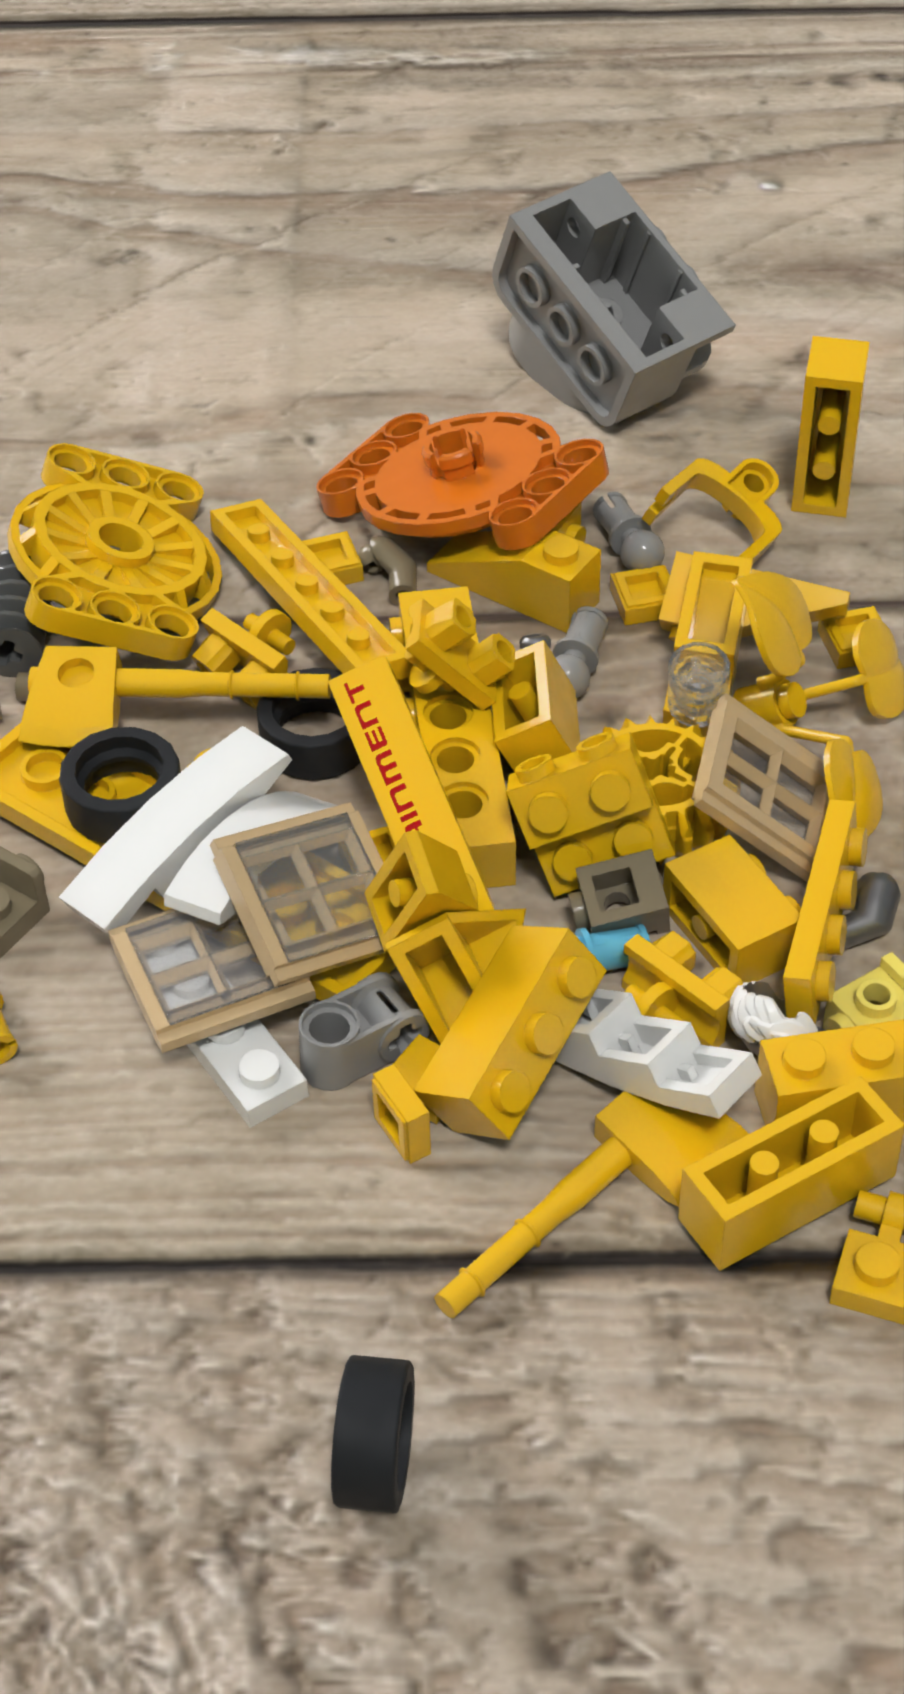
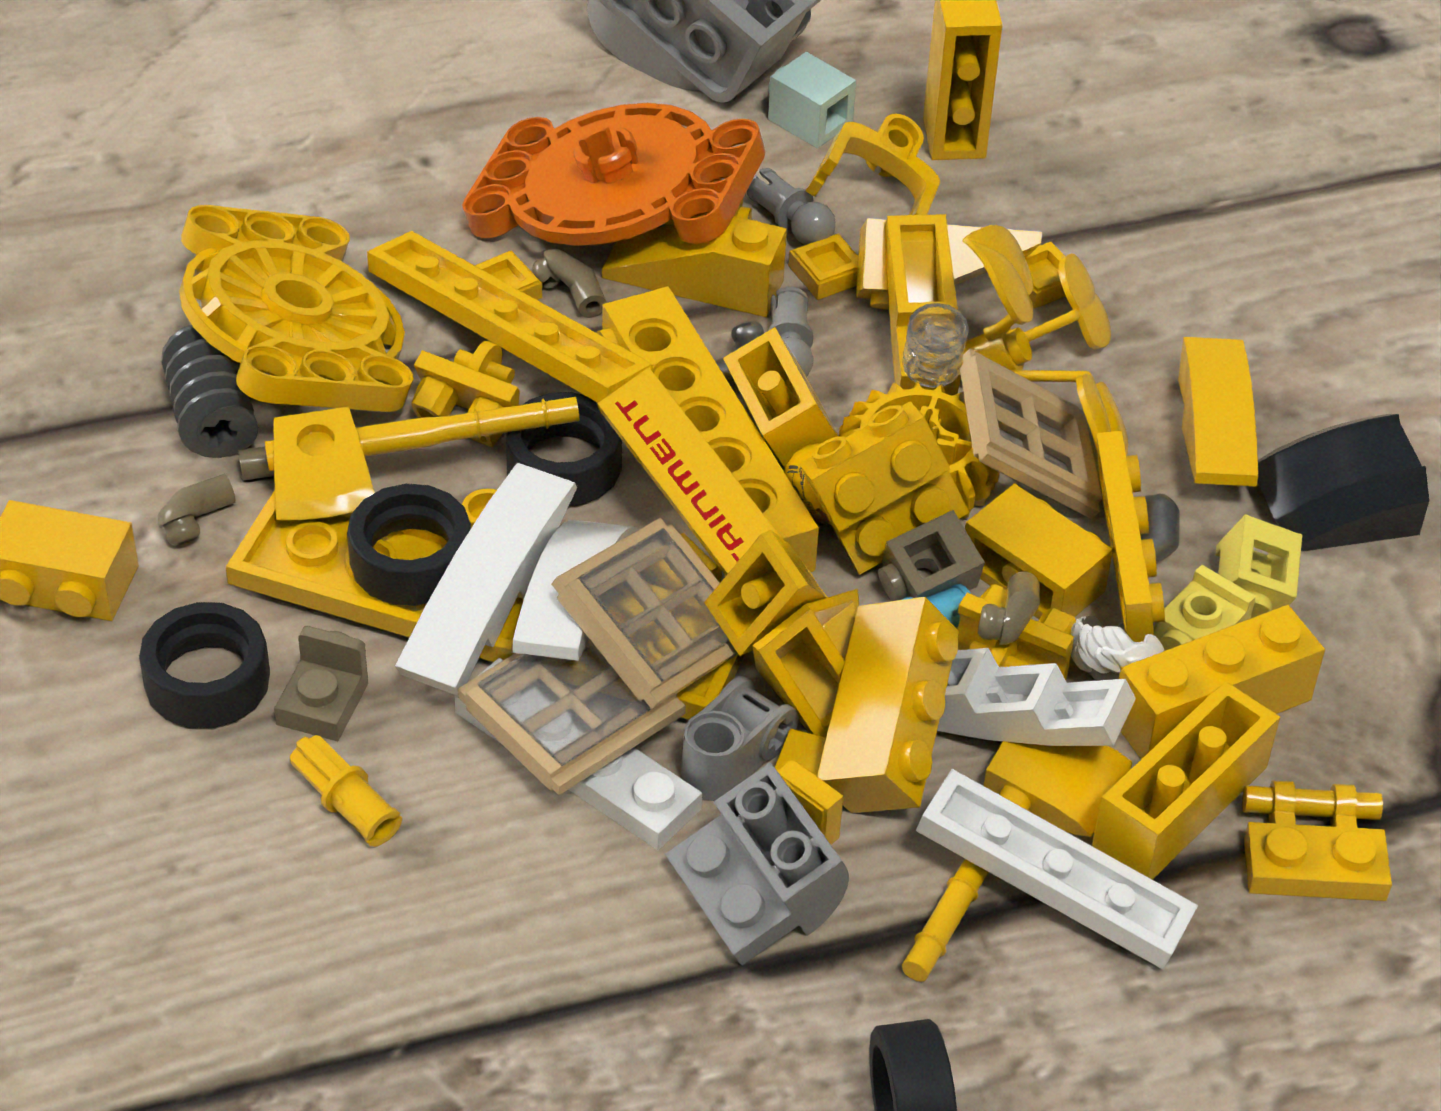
camera: 20 degrees left, 0 degrees up
(325, 1167) = (761, 866): none -> light grey brick
(449, 657) = (693, 358): yellow hips -> none
(624, 1234) = (1057, 868): none -> white plate
(674, 960) = (1021, 604): none -> dark tan arm
(686, 430) = (811, 99): none -> light aqua brick

